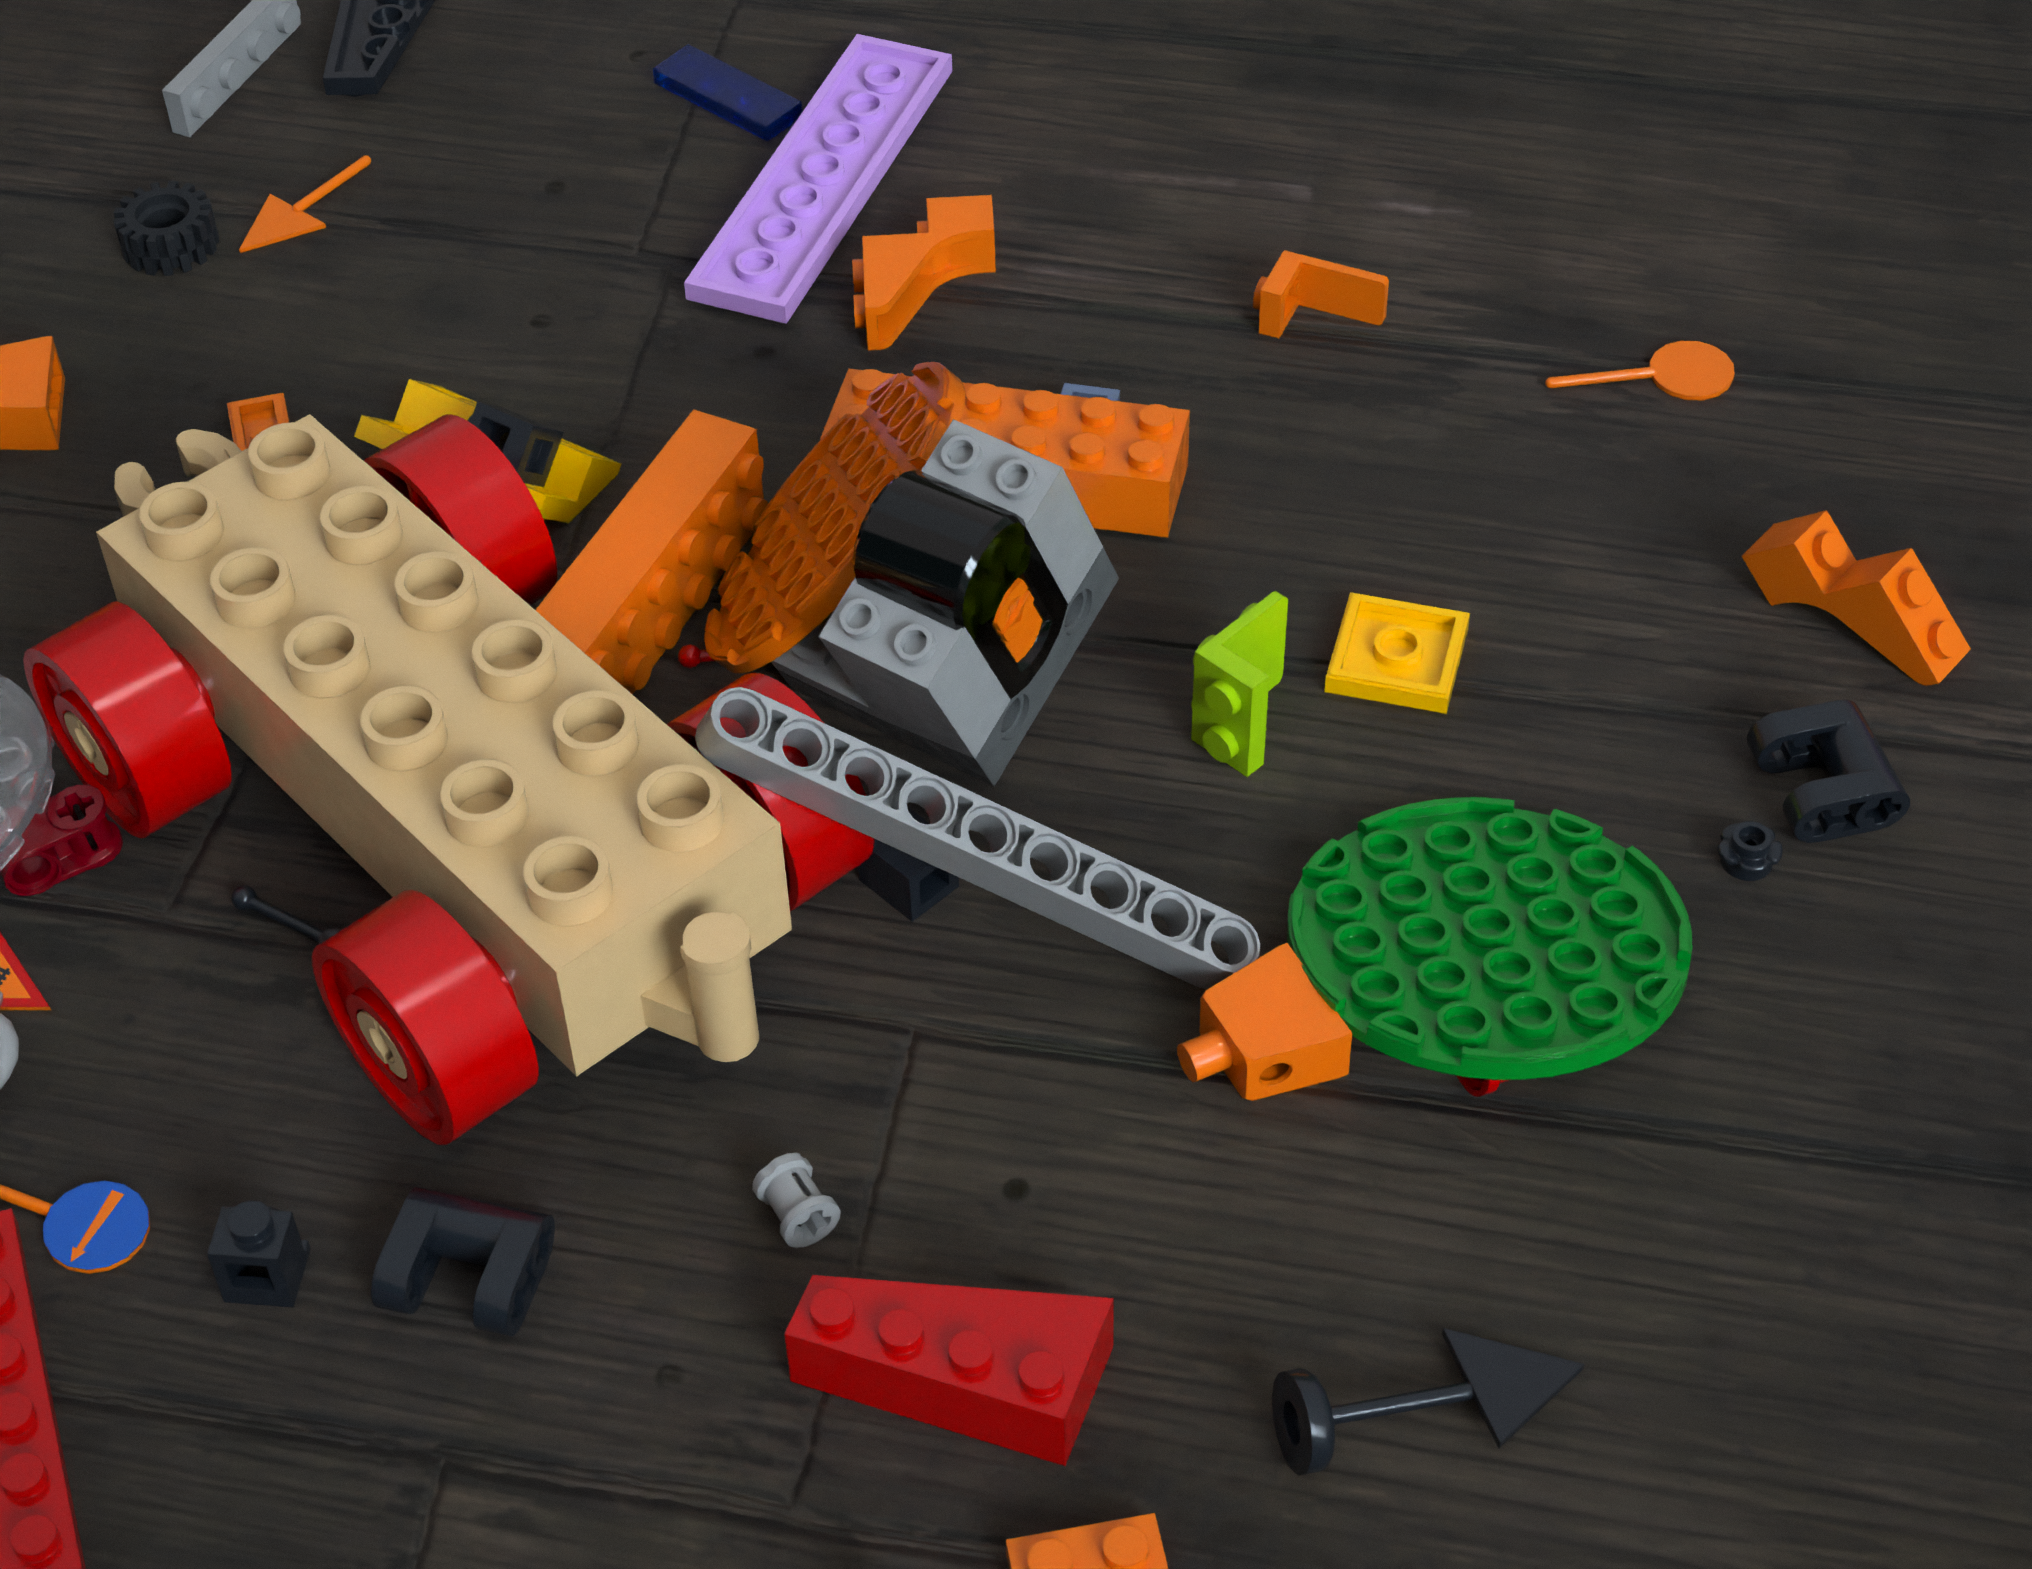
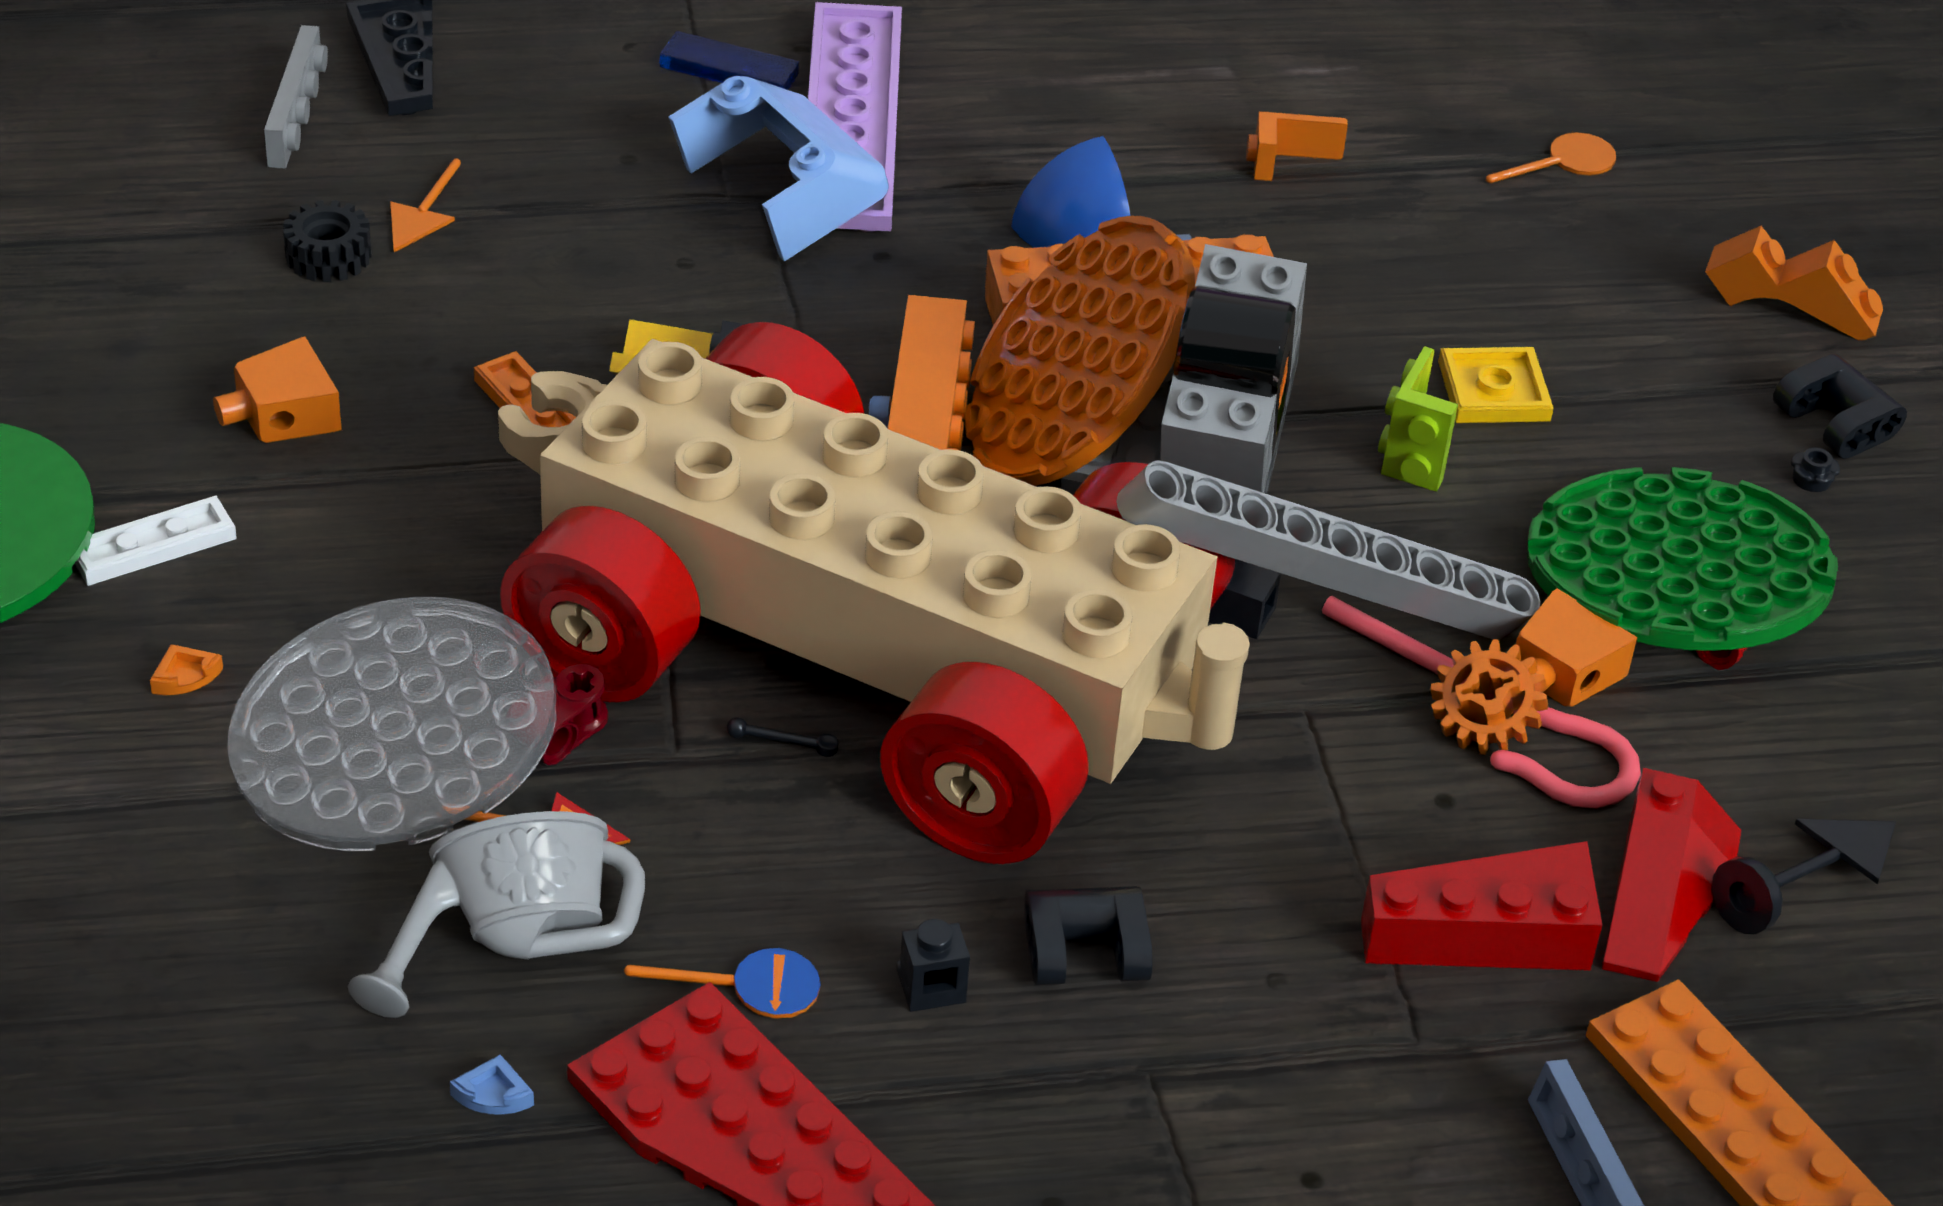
camera: 25 degrees left, 5 degrees down
(711, 250) = (830, 168): none -> light blue windscreen
(796, 1200) = (1305, 838): light grey bush -> none
(906, 268) = (959, 176): orange arch -> none
(997, 325) = (1071, 196): none -> blue brick
(1127, 1067) = (1463, 703): none -> orange gear
(1187, 1097) = (1551, 719): none -> coral piece
(1212, 1372) = (1666, 872): none -> red wedge

